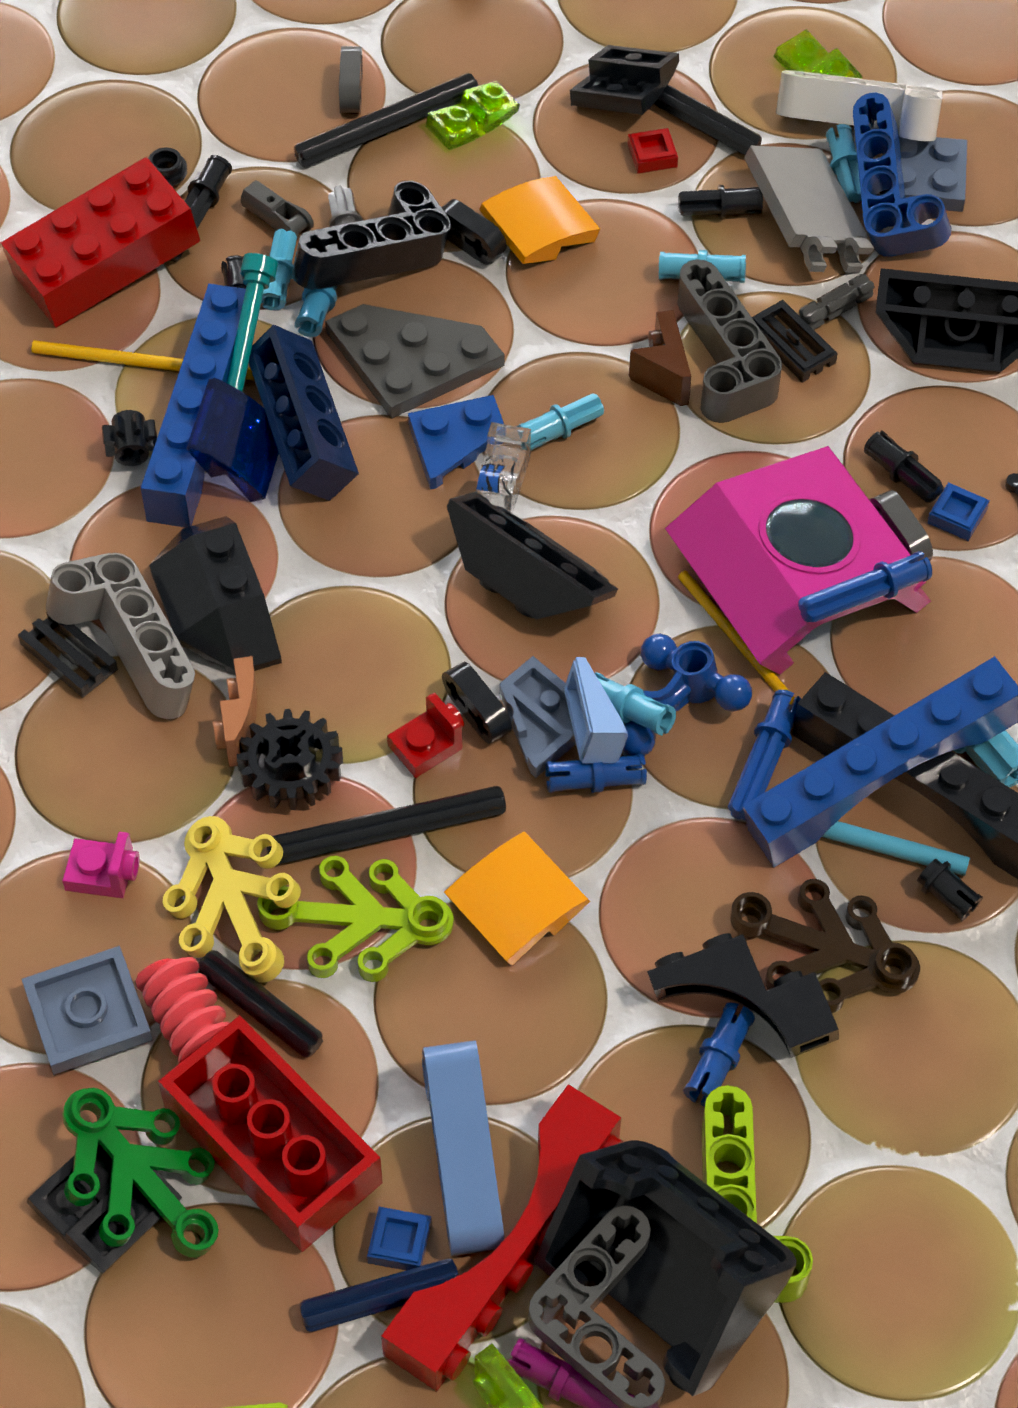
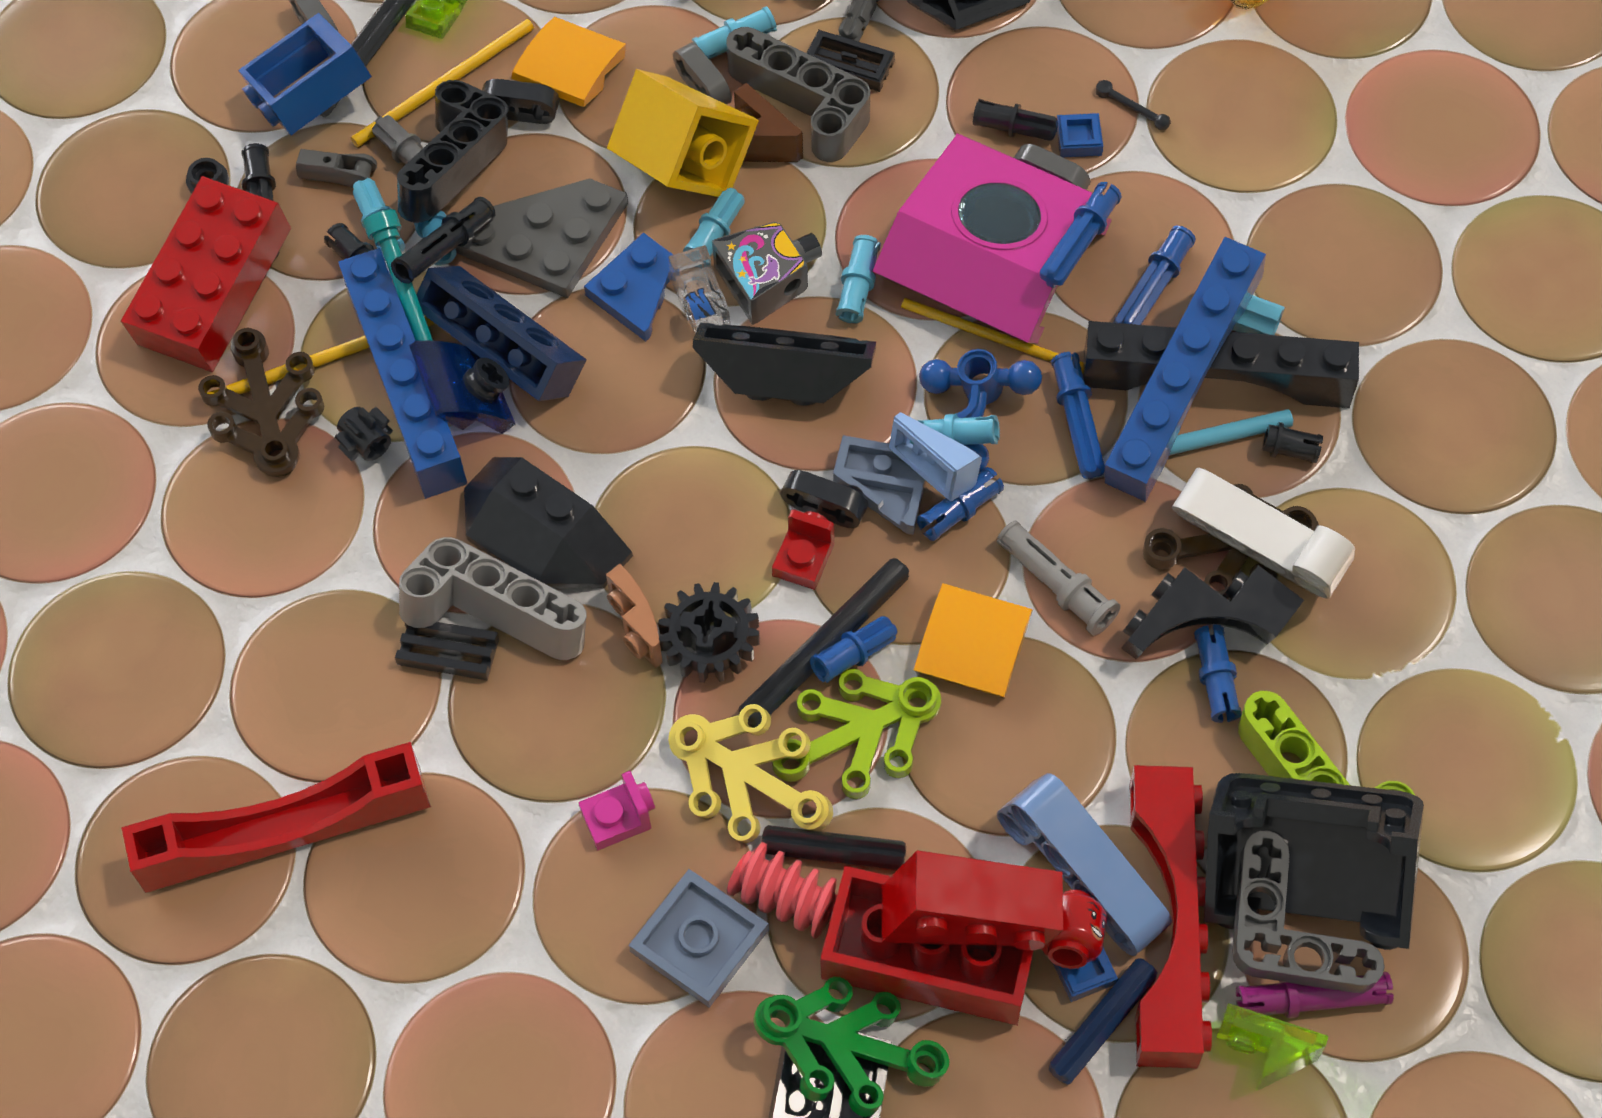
camera: 30 degrees left, 5 degrees up
(95, 325) = (264, 407): none -> dark brown plant
(266, 439) = (486, 380): none -> black bush
(299, 119) = (292, 59): none -> blue window
(314, 1108) = (971, 903): none -> red wedge
(323, 307) = (455, 231): none -> black pin
(401, 1192) = (1082, 931): none -> red head
(405, 843) = (853, 649): none -> blue axle
(434, 184) = (454, 74): none -> yellow axle
(576, 478) = (764, 267): none -> torso
(580, 326) = (681, 135): none -> yellow slope
(639, 903) = (1072, 589): none -> light grey pin
(644, 288) = (700, 73): none -> dark grey beam
(649, 532) = (858, 279): none -> medium azure pin
(850, 950) = (1265, 534): none -> white beam
(931, 673) = (1162, 267): none -> blue axle

